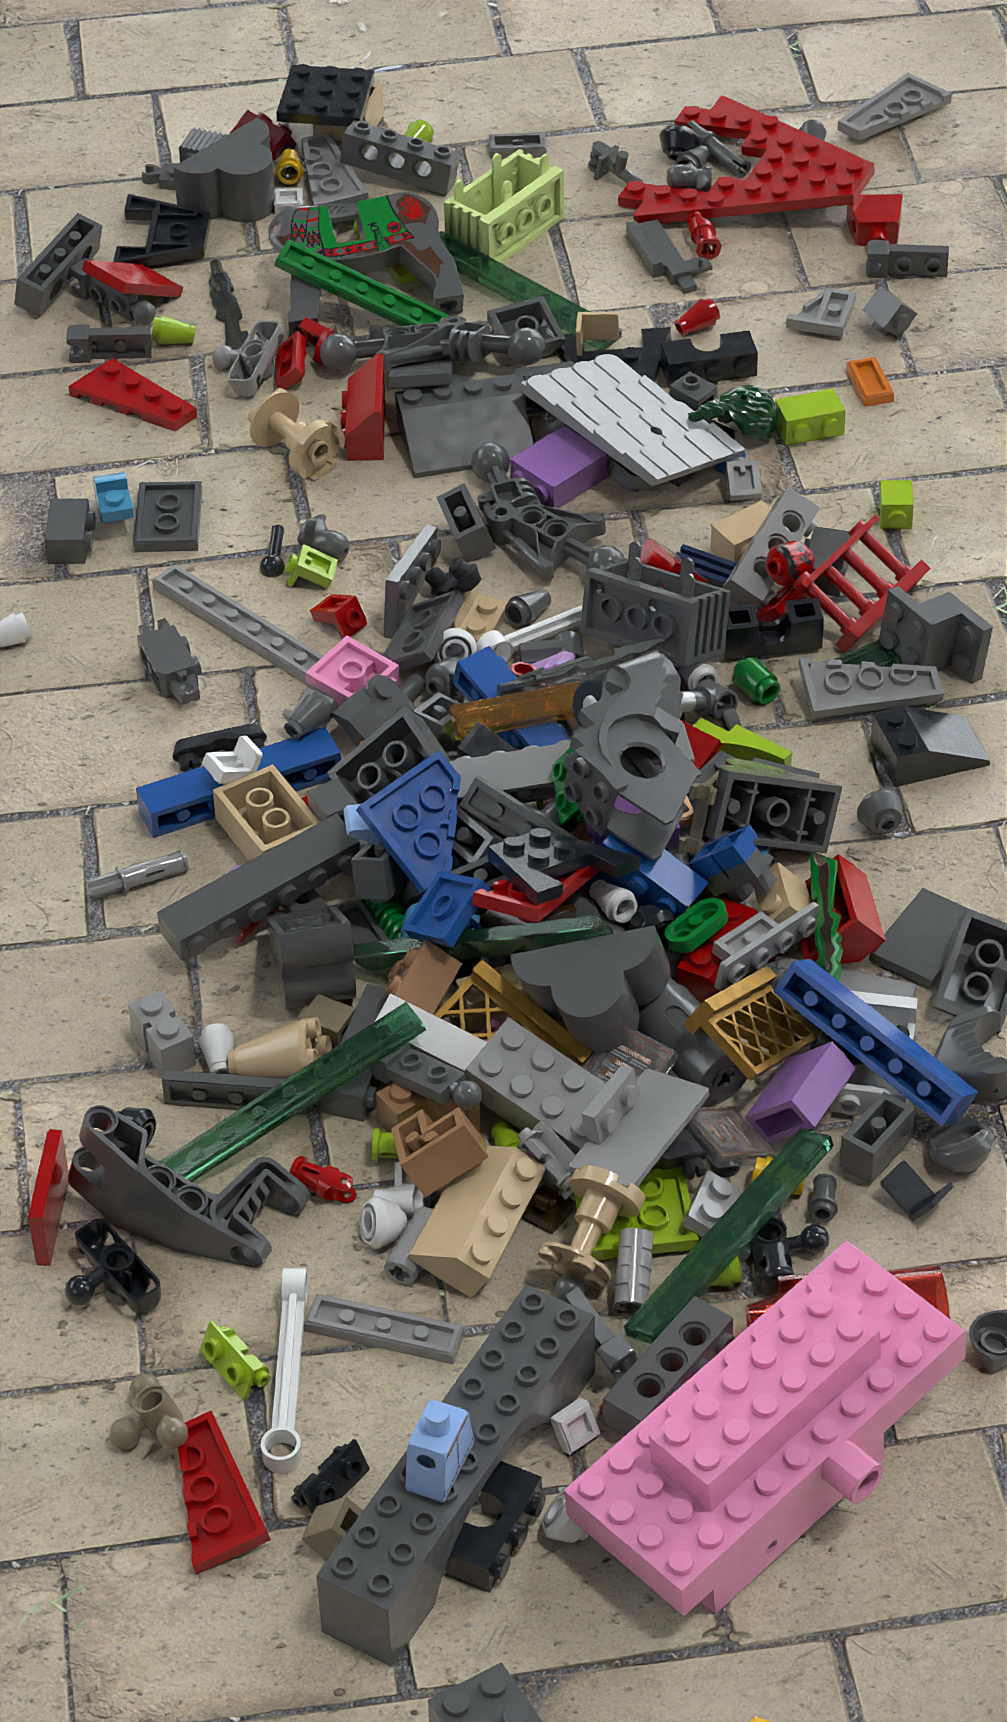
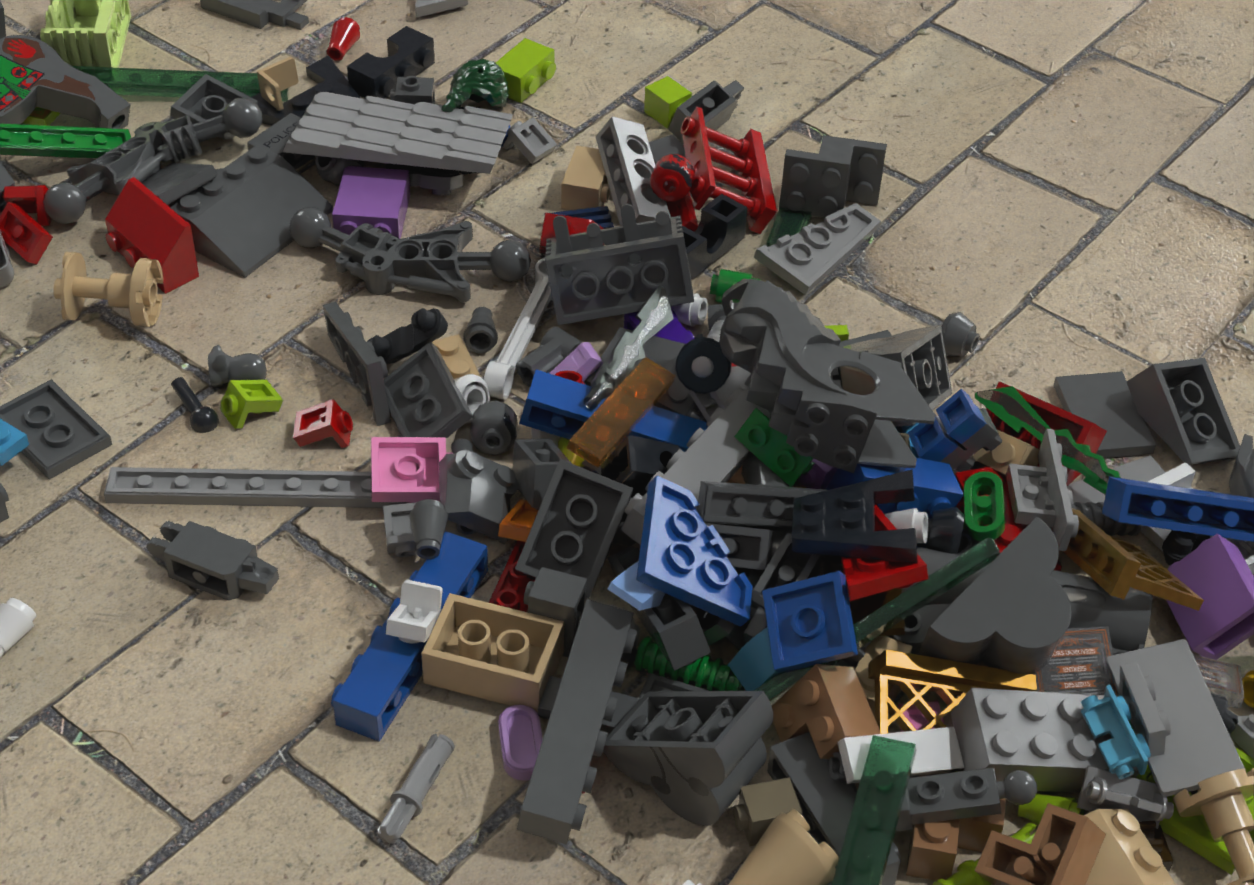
camera: 45 degrees left, 0 degrees up
(190, 749) = (328, 632): black piece -> none
(466, 523) = (353, 286): dark grey brick -> none
(569, 1123) = (1112, 717): none -> medium azure hinge
(870, 381) = (528, 26): orange tile -> none
(914, 526) = (716, 103): none -> dark grey hinge
(924, 744) = (912, 270): black slope -> none

